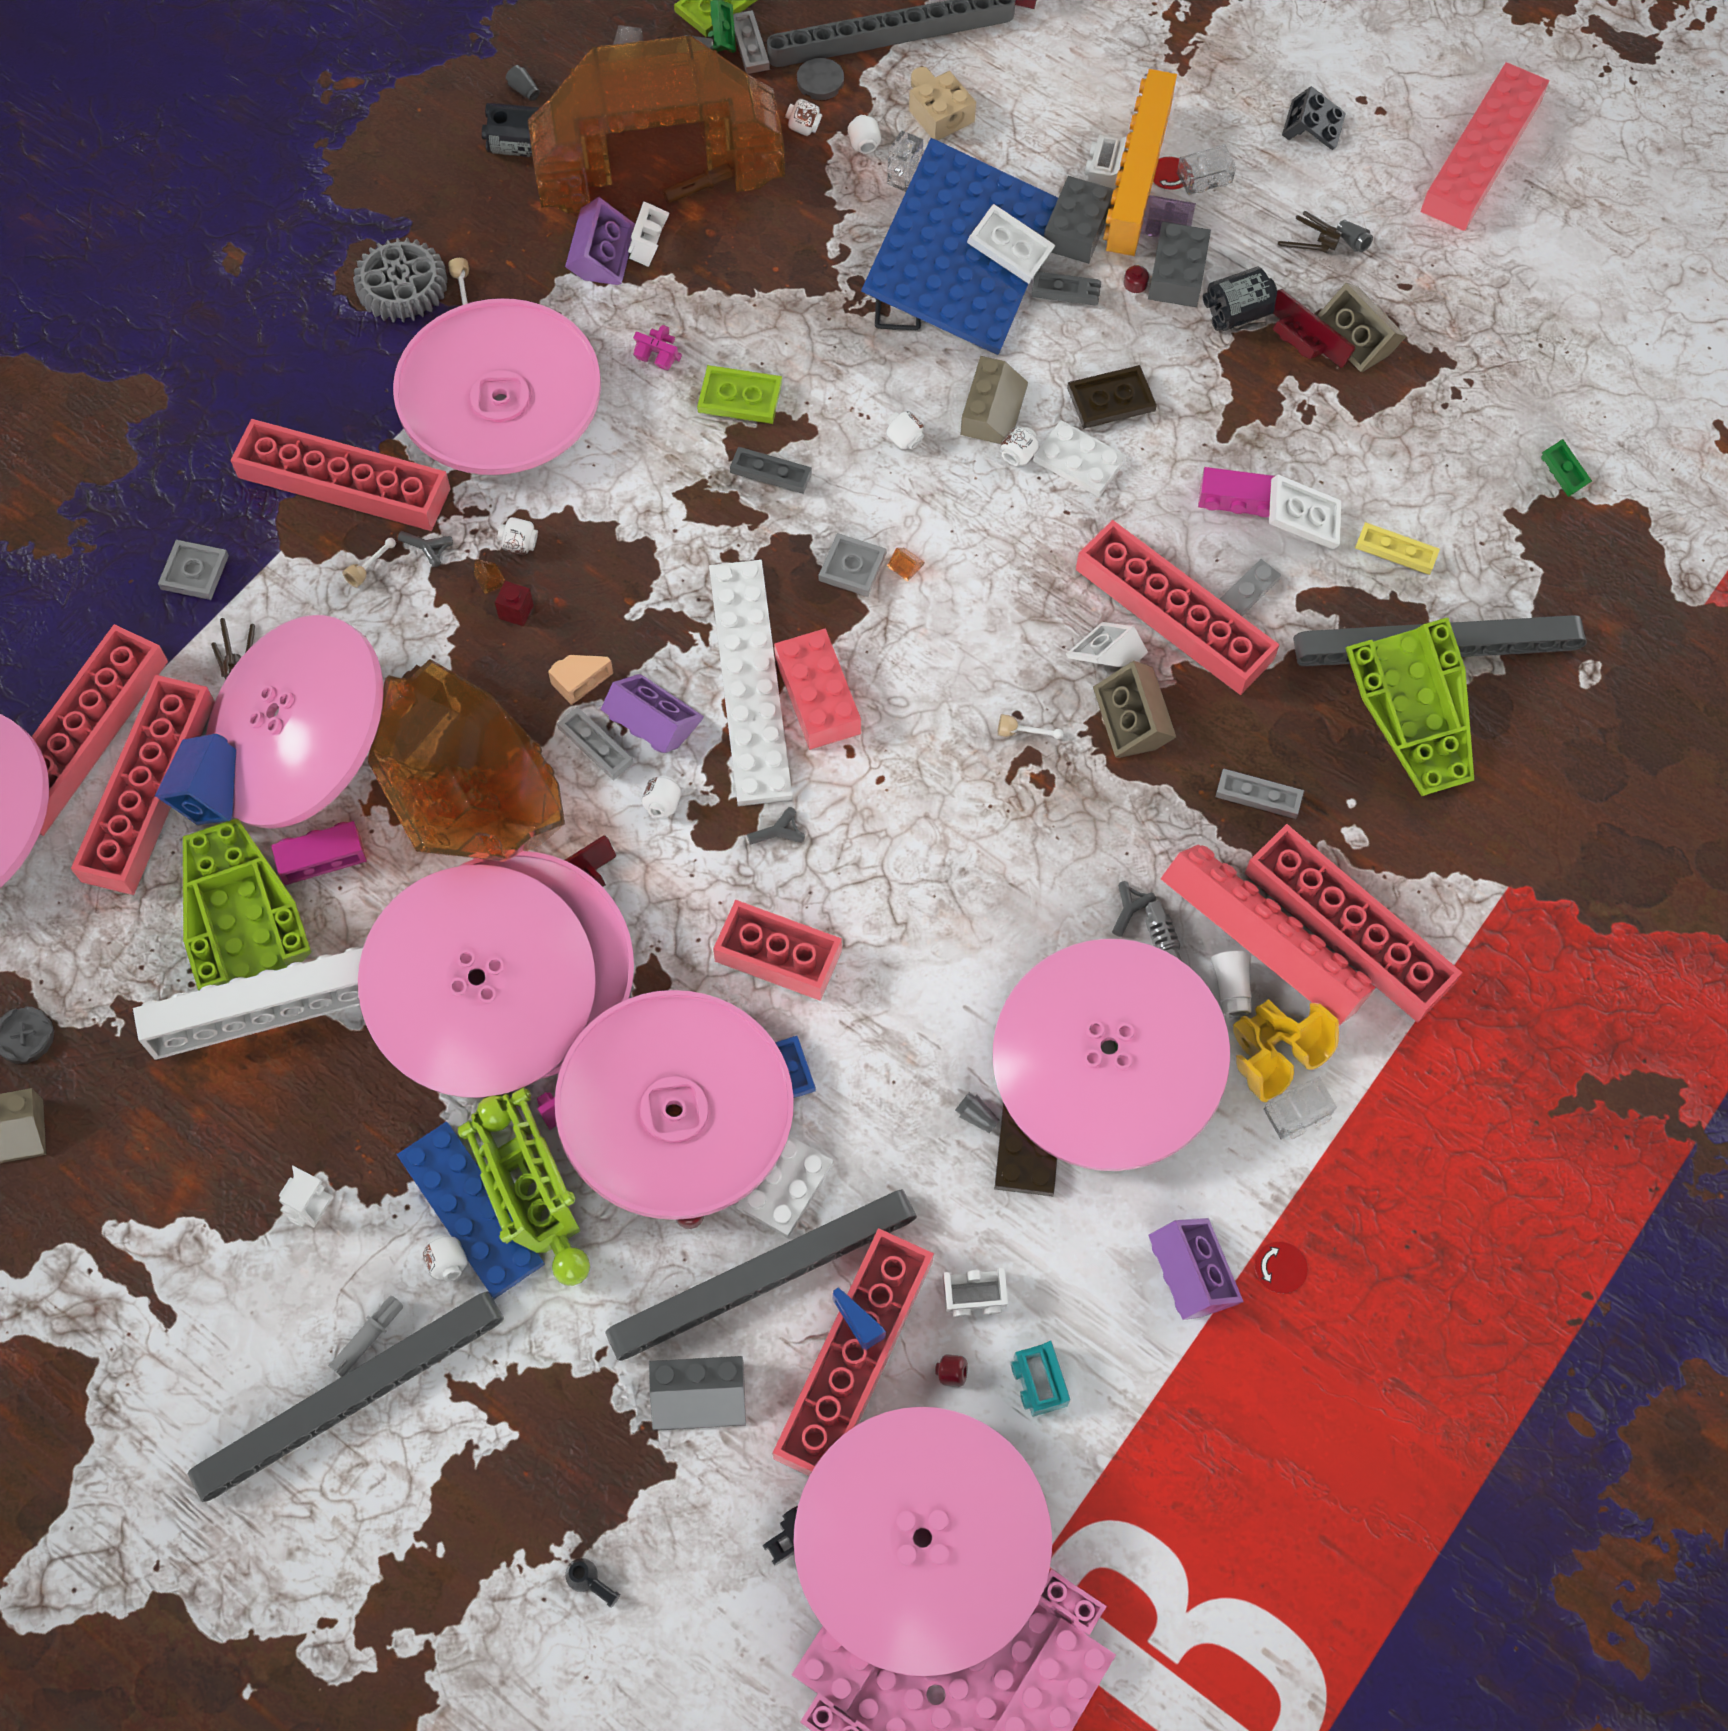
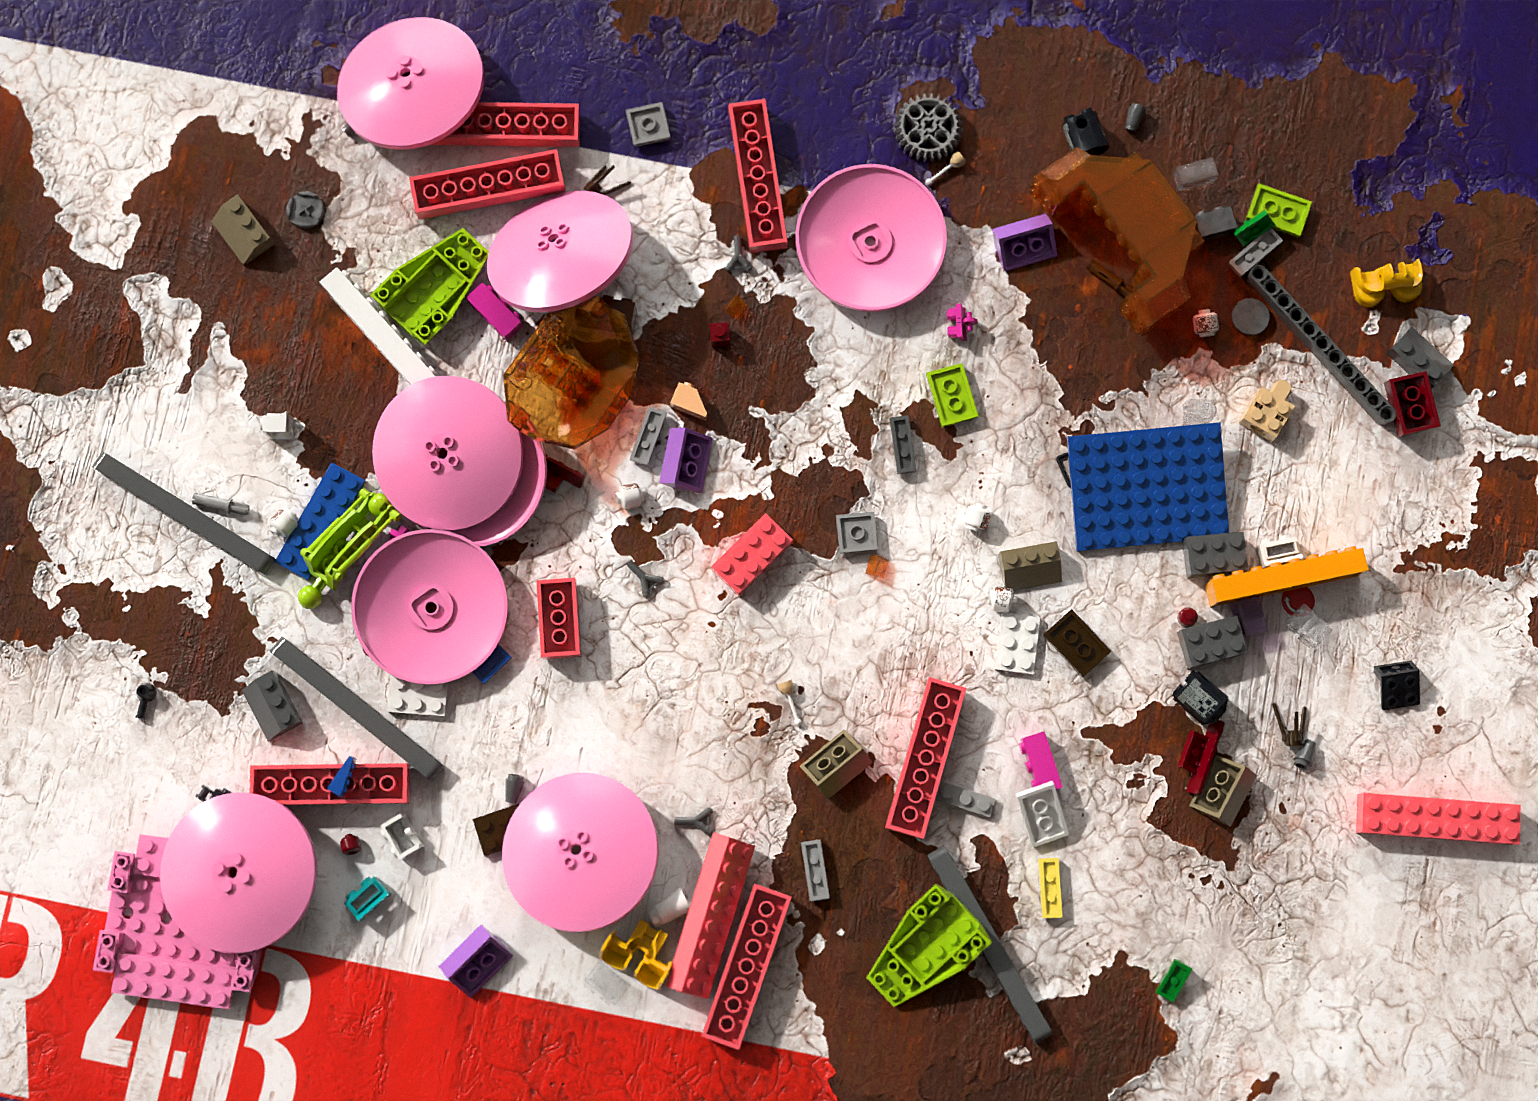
camera: 65 degrees right, 15 degrees up
(201, 780) = (501, 217): blue slope -> none
(356, 574) = (695, 225): hinge -> none
(517, 536) = (770, 310): white head -> none
(646, 233) = (1046, 268): white window -> none
(750, 683) = (740, 509): white plate -> none
(864, 134) = (1212, 372): white head -> none
(1011, 243) = (1161, 519): white plate -> none
(1066, 288) = (1152, 571): dark grey hinge -> none
(1110, 645) = (873, 726): white slope -> none
(1161, 929) = (682, 852): light grey hinge -> none
(1281, 1267) = (503, 1012): red sticker -> none

